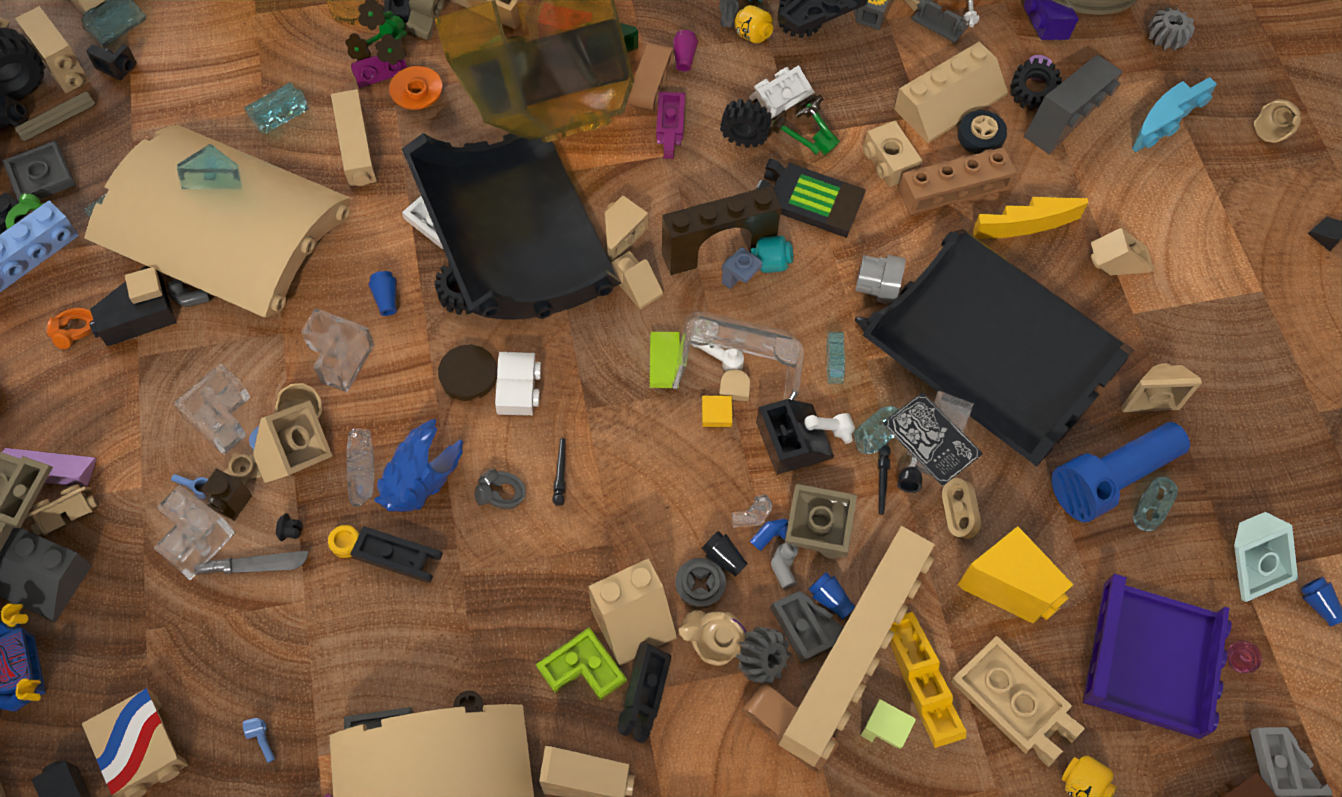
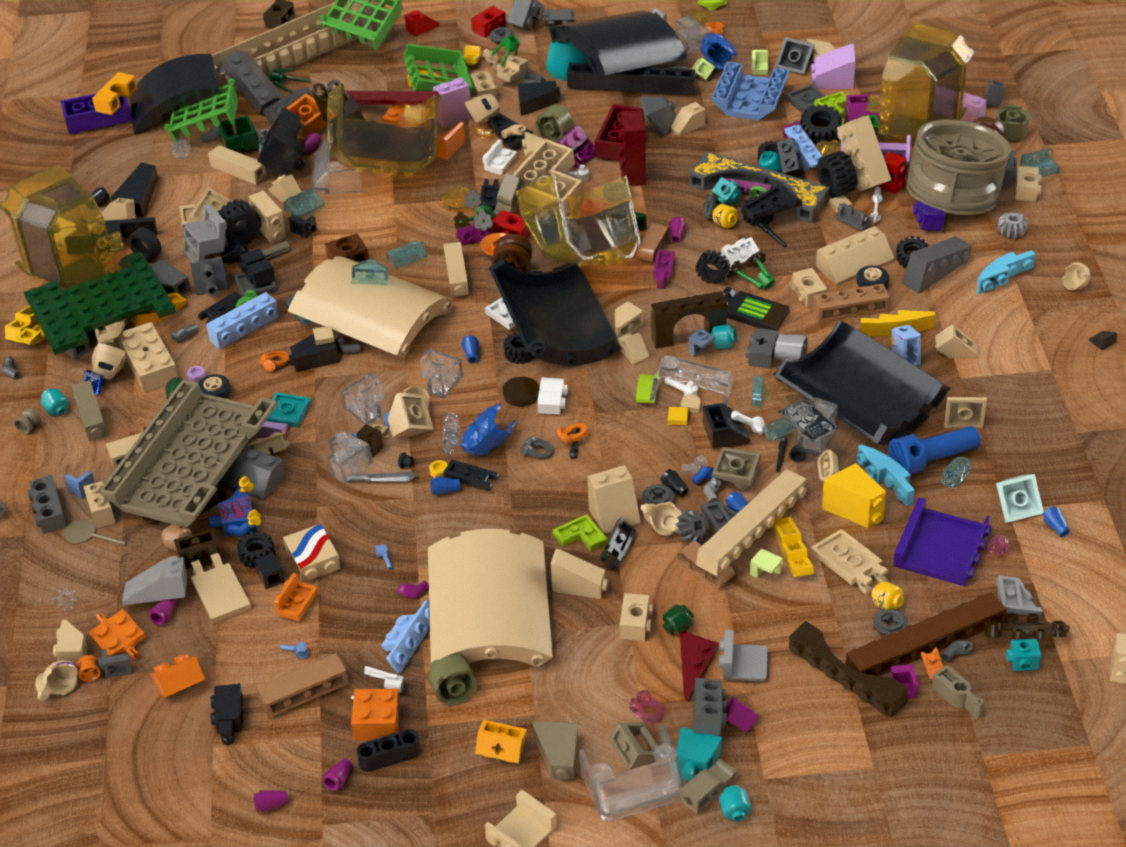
camera: 10 degrees right, 20 degrees down
(19, 741) = (252, 542): none -> black tyre
(37, 150) = (257, 268): none -> black piece
(92, 427) = (289, 409): none -> teal tile
(183, 106) = (348, 247): none -> reddish brown brick
(353, 579) = (444, 485): none -> blue cone
(427, 51) = (510, 224): none -> red brick
(439, 112) = (514, 250): none -> reddish brown wheel
(539, 456) = (563, 433): none -> orange piece
(817, 45) = (768, 230): none -> black piece
(835, 274) = (762, 348): none -> dark grey brick
(1047, 507) = (886, 470): none -> medium azure slope
(1051, 260) = (907, 340): none -> light blue torso

